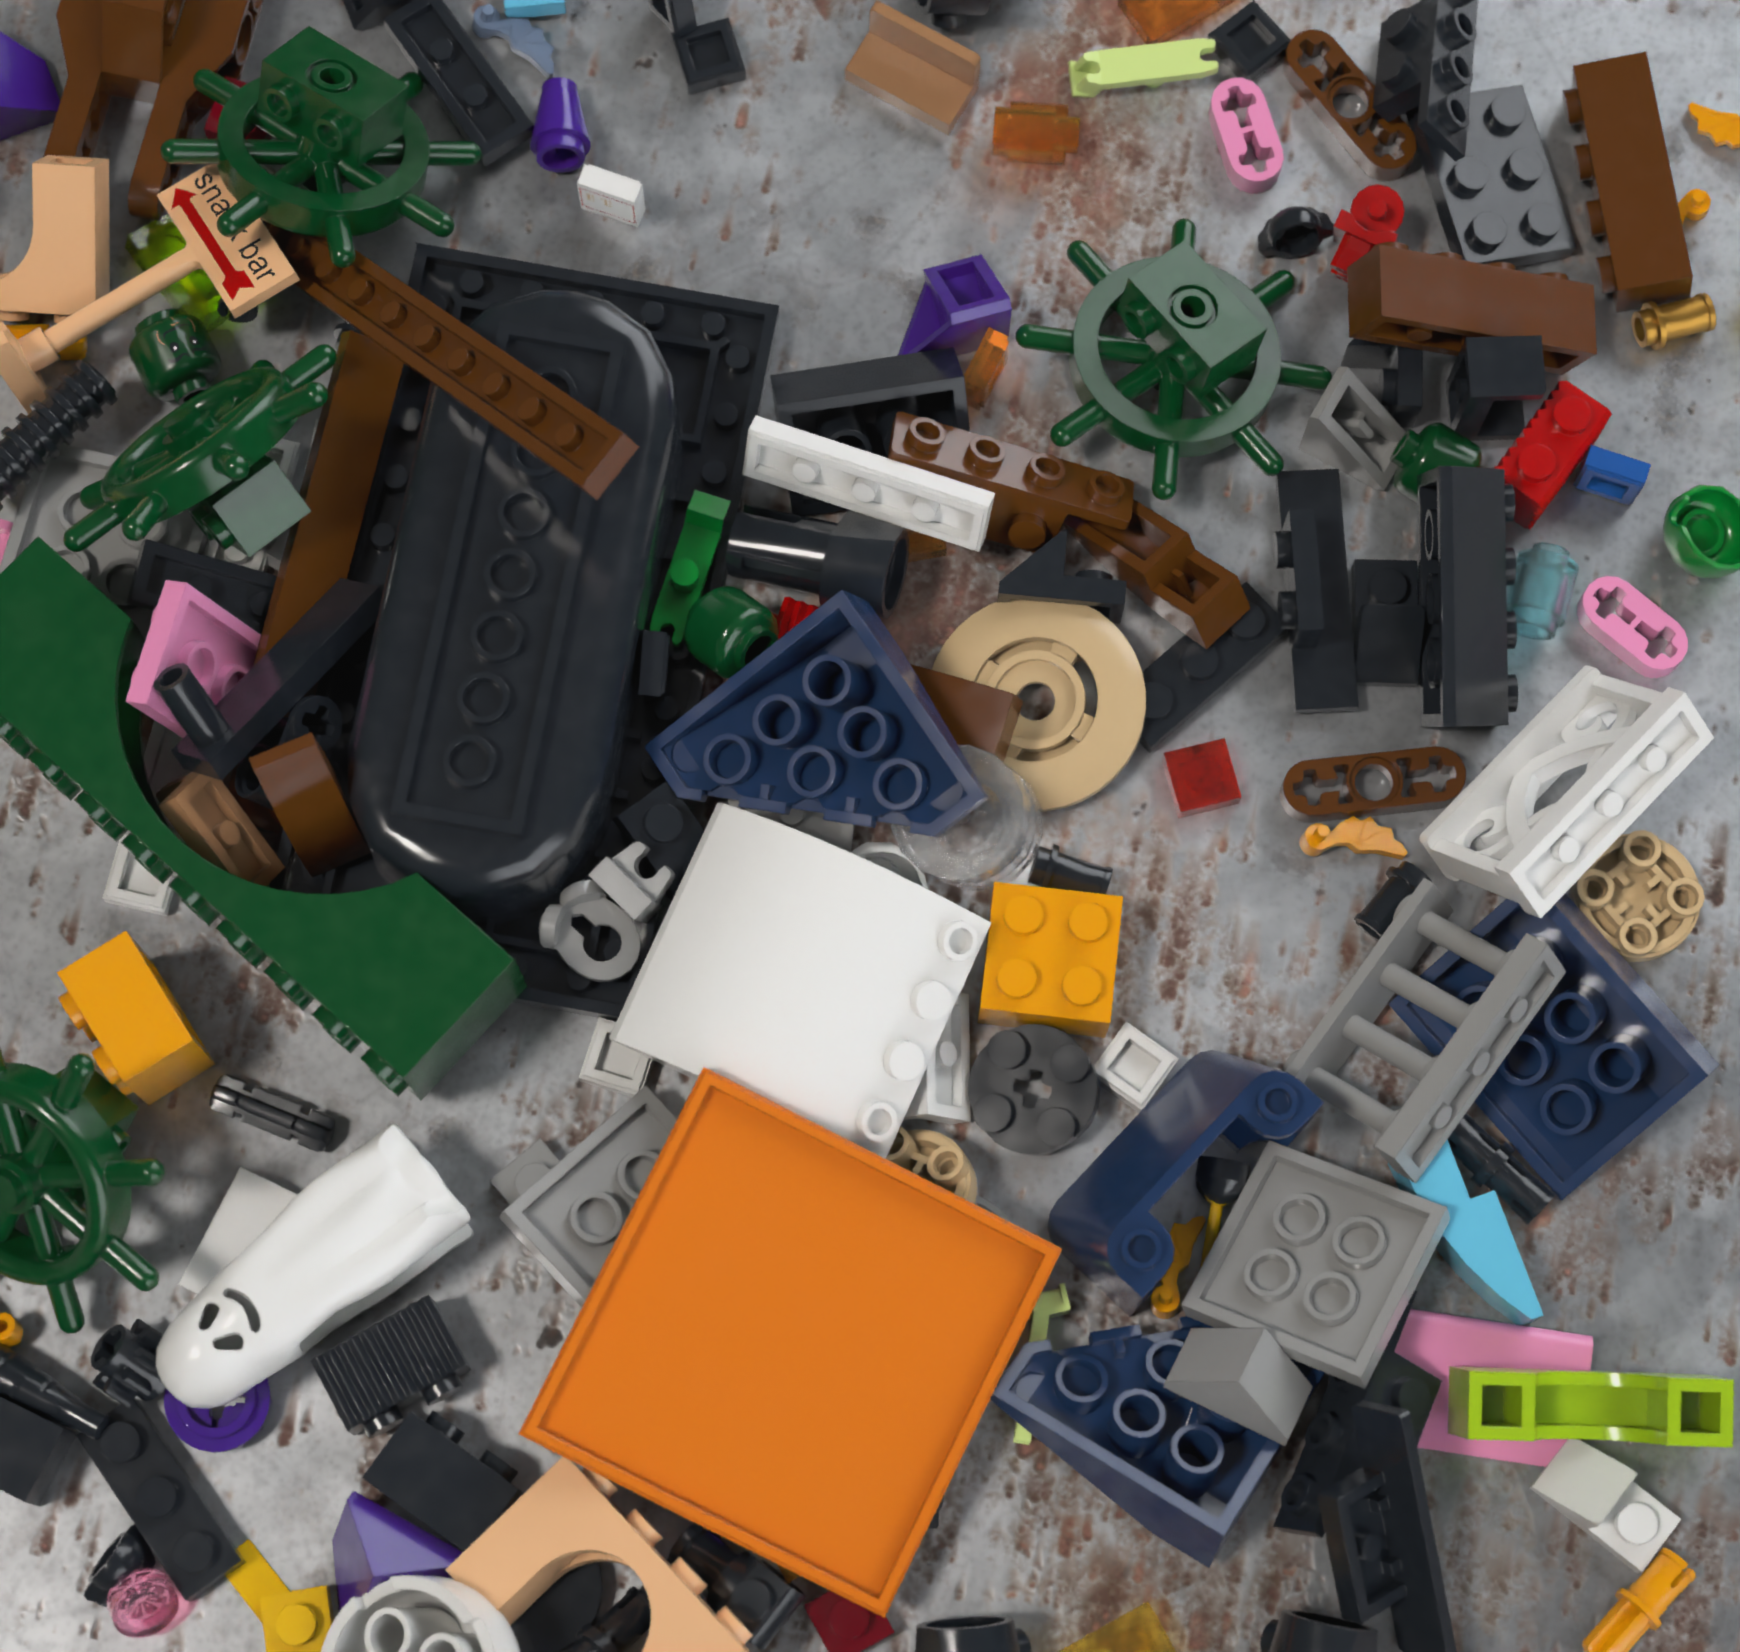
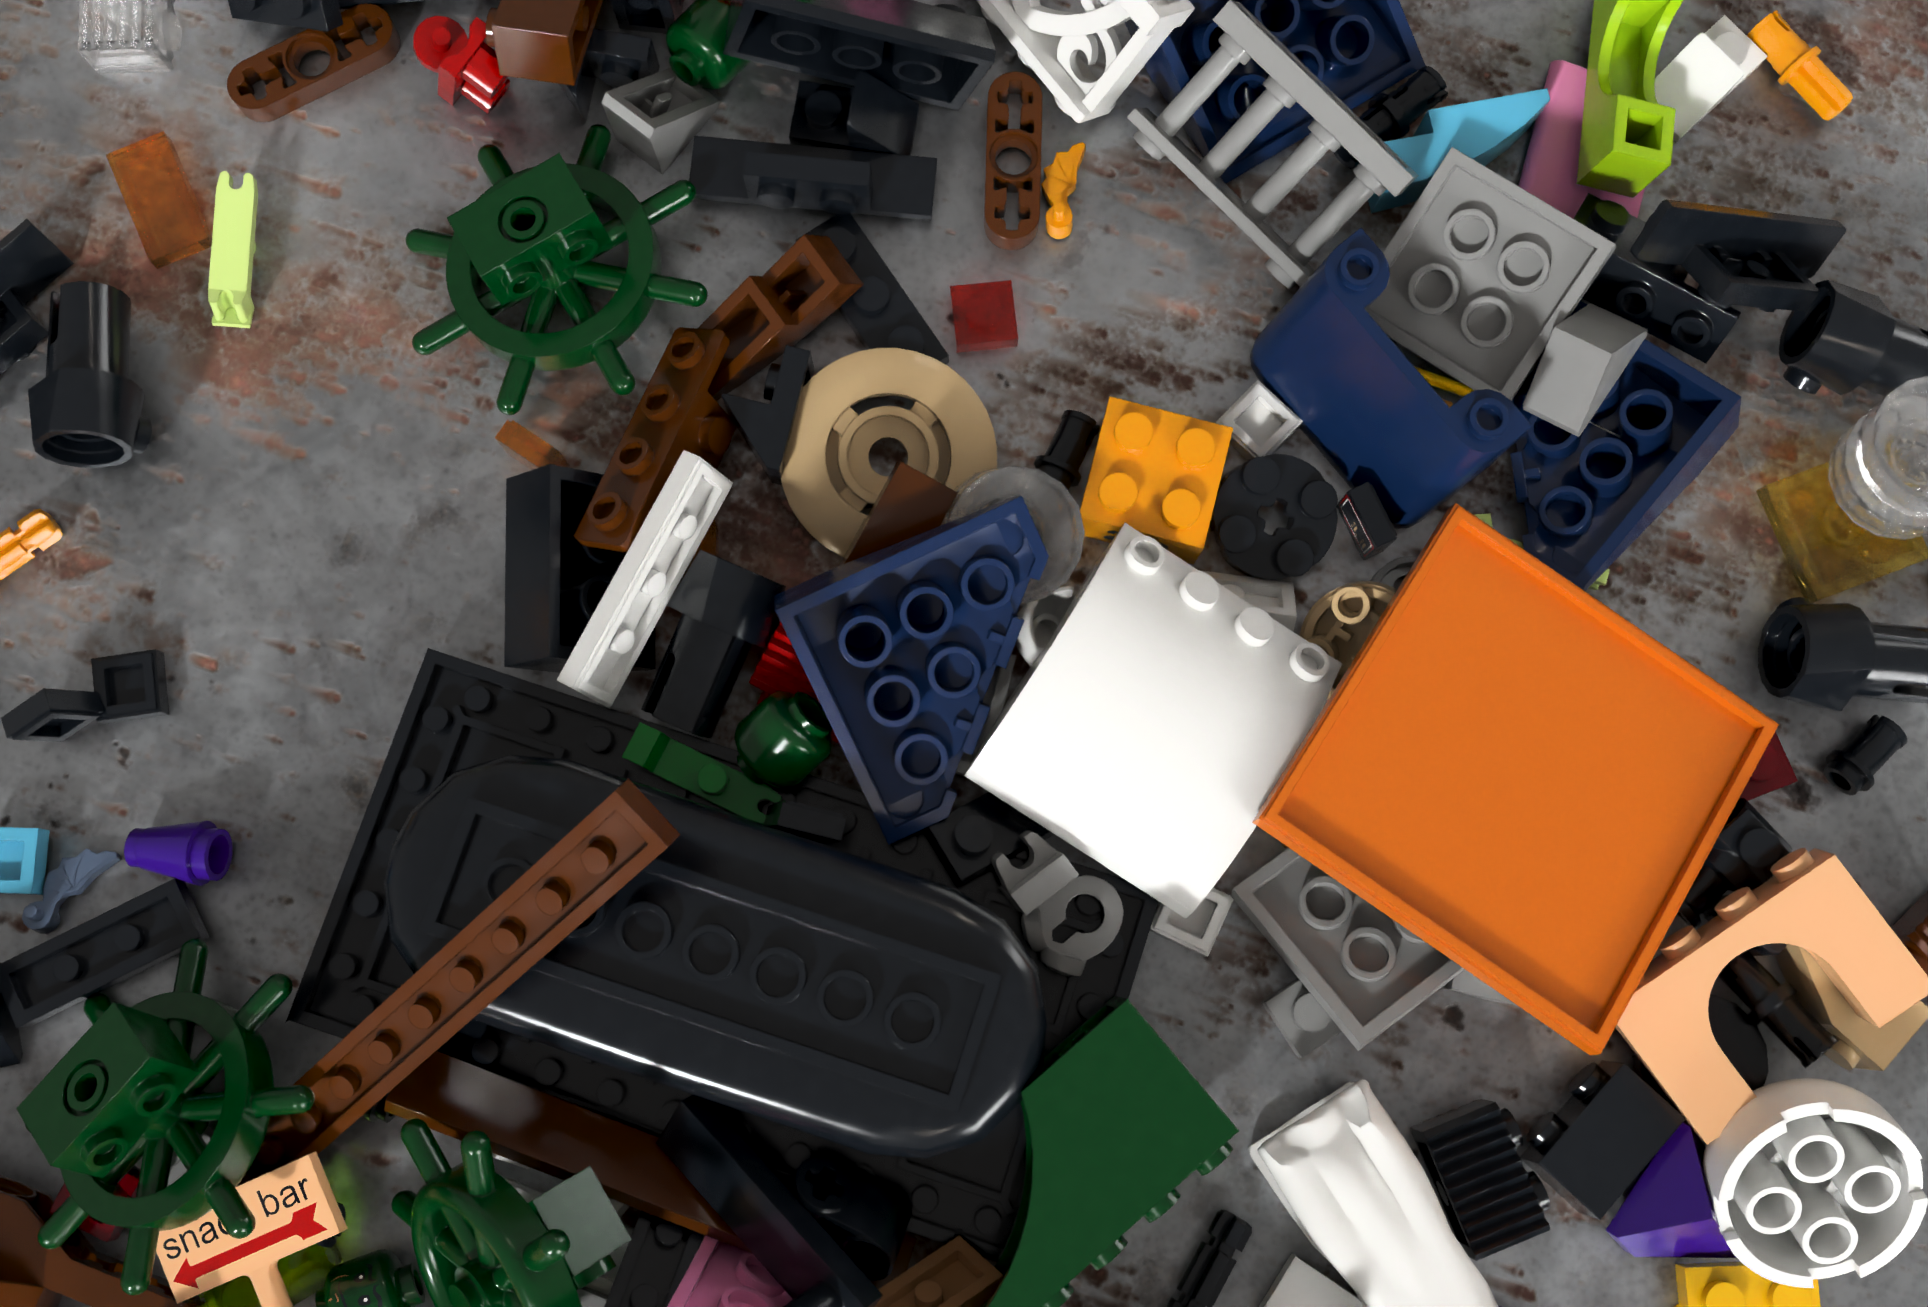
camera: 85 degrees left, 5 degrees up
(310, 804) = (919, 1202): reddish brown slope -> none
(611, 195) = (270, 806): white tile -> none
(914, 68) = (188, 476): medium nougat panel -> none
(957, 308) = (462, 472): dark purple slope -> none
(1035, 133) = (285, 366): clear orange brick -> none
(1043, 1183) = (1366, 520): none -> black tile
(1233, 139) = (327, 165): bright pink beam -> none
(1249, 42) = (227, 144): black tile -> none
(1294, 232) = (439, 137): black piece -> none
(1380, 910) = (1130, 159): black pin -> none

